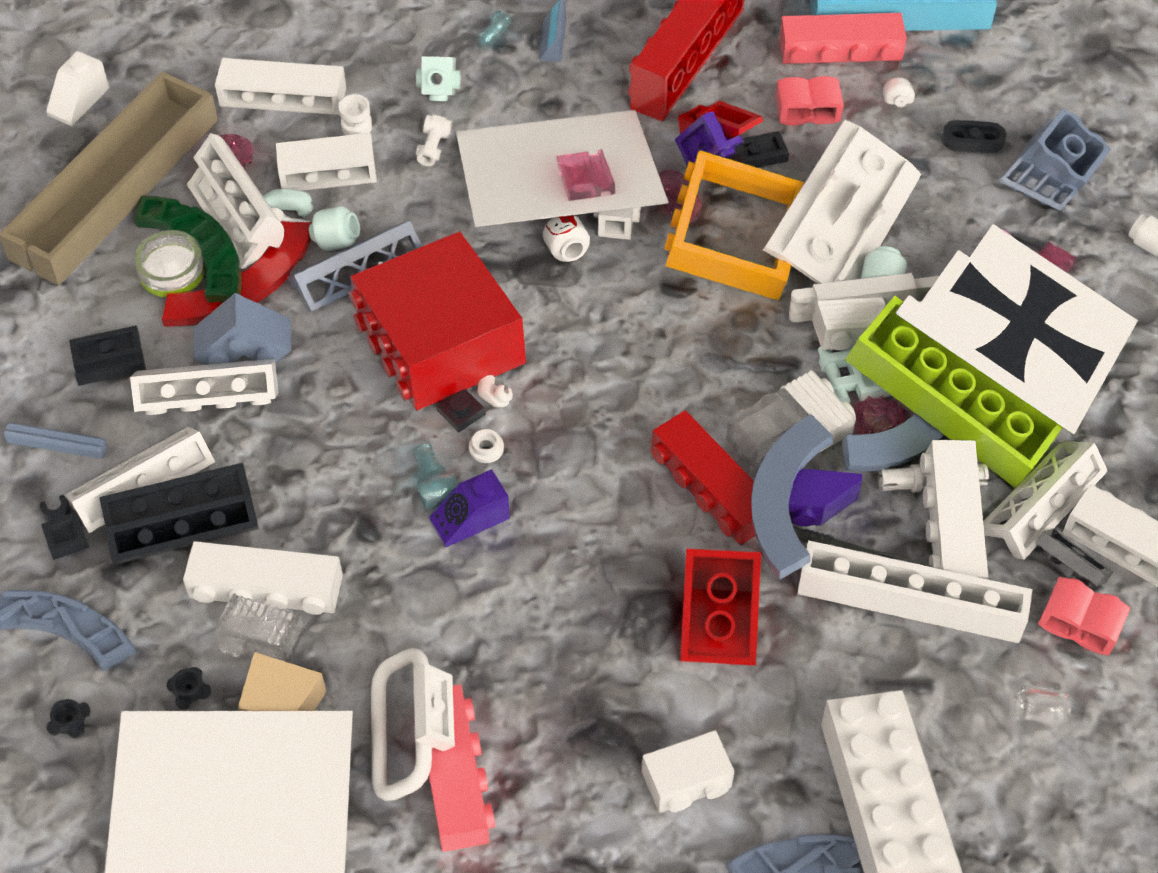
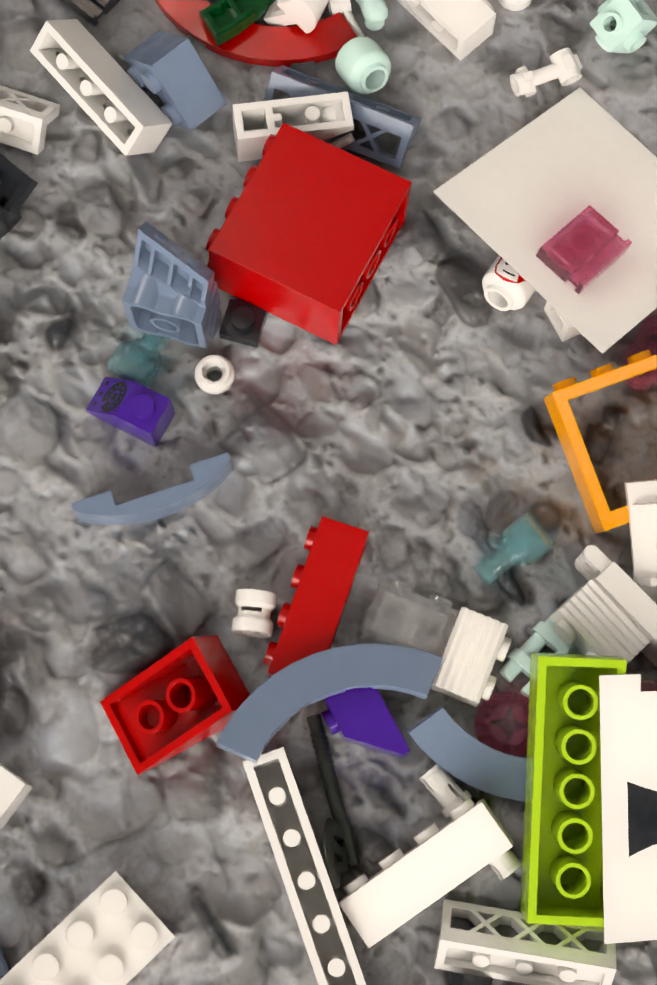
camera: 55 degrees right, 20 degrees up
(329, 307) = (316, 115): none -> white slope
(416, 411) = (171, 291): none -> sand blue slope
(494, 394) = (280, 338): white arm -> none
(541, 565) = (104, 509): none -> sand blue slope
(689, 519) = (254, 613): none -> white wheel
(757, 338) = (522, 543): none -> clear light blue pin

